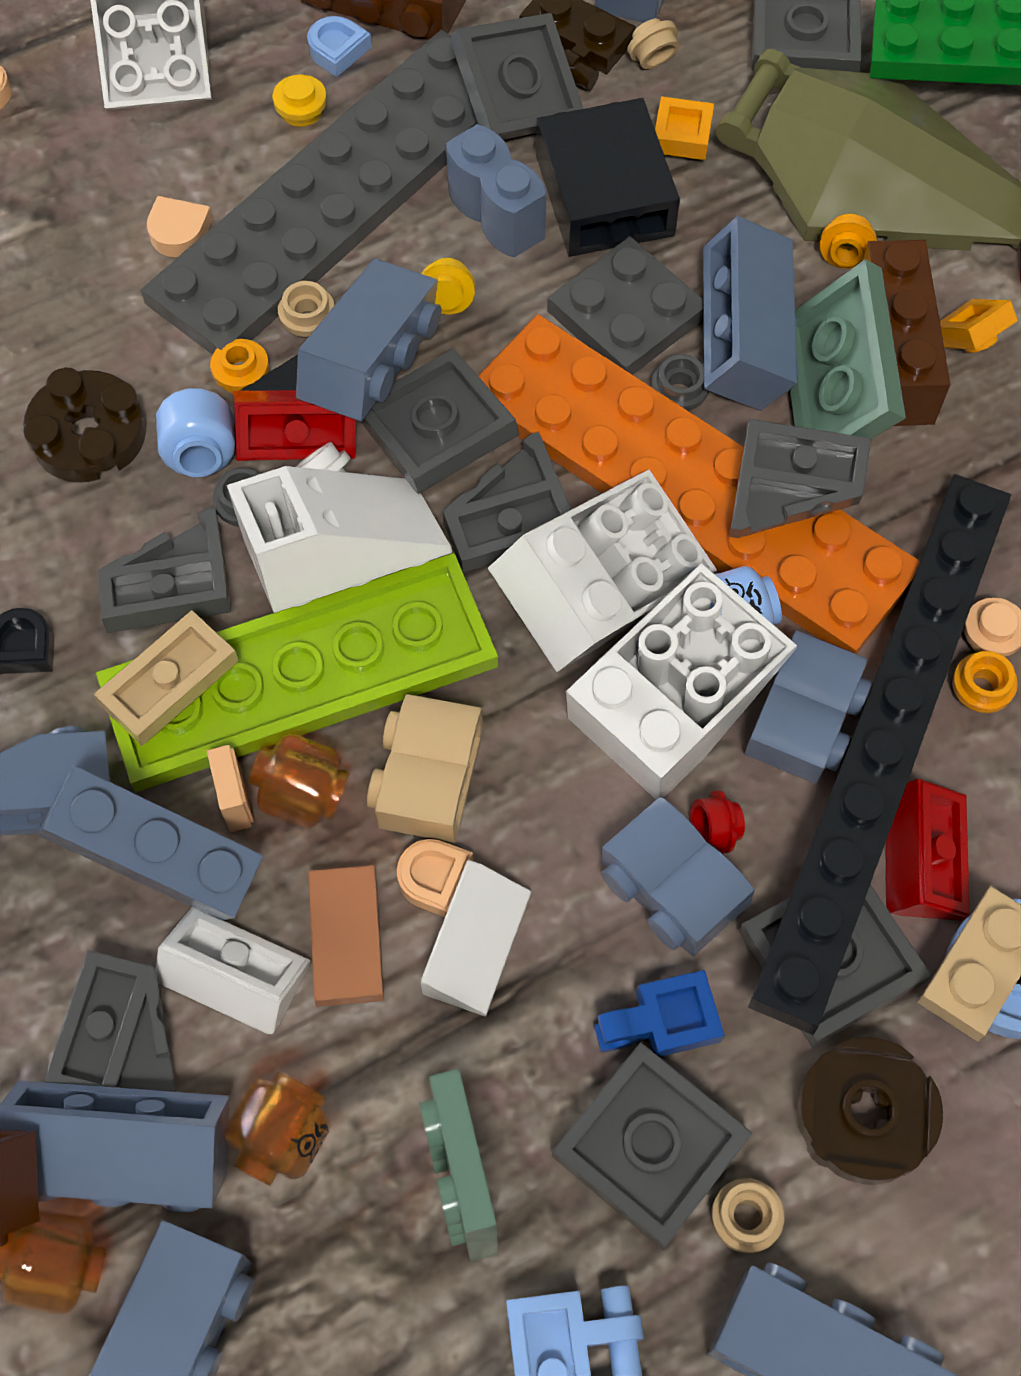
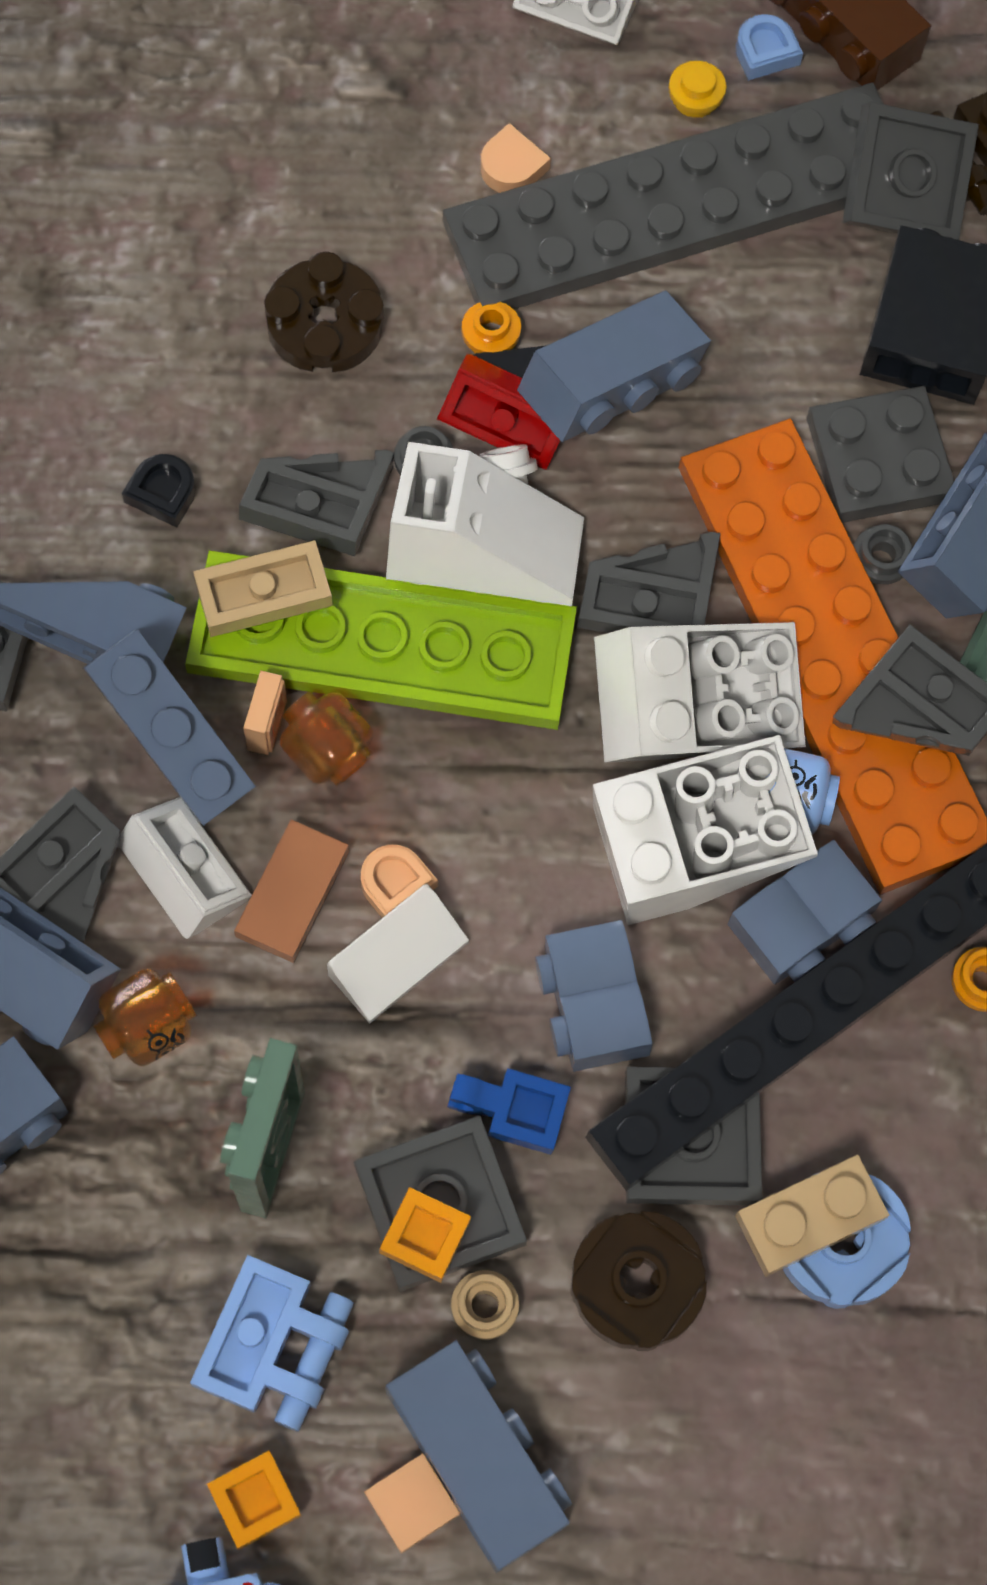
camera: 25 degrees right, 5 degrees up
(195, 432) = (414, 374): light blue head -> none
(300, 298) = (585, 291): tan plate -> none
(427, 769) = (441, 786): tan brick -> none
(439, 421) = (636, 475): dark grey plate -> none
(454, 285) = (728, 349): yellow plate -> none
(496, 190) = (823, 277): sand blue brick -> none
(663, 1182) = (425, 1234): none -> light orange plate
(718, 821) = (662, 970): red plate -> none
(928, 854) = (835, 1098): red slope -> none

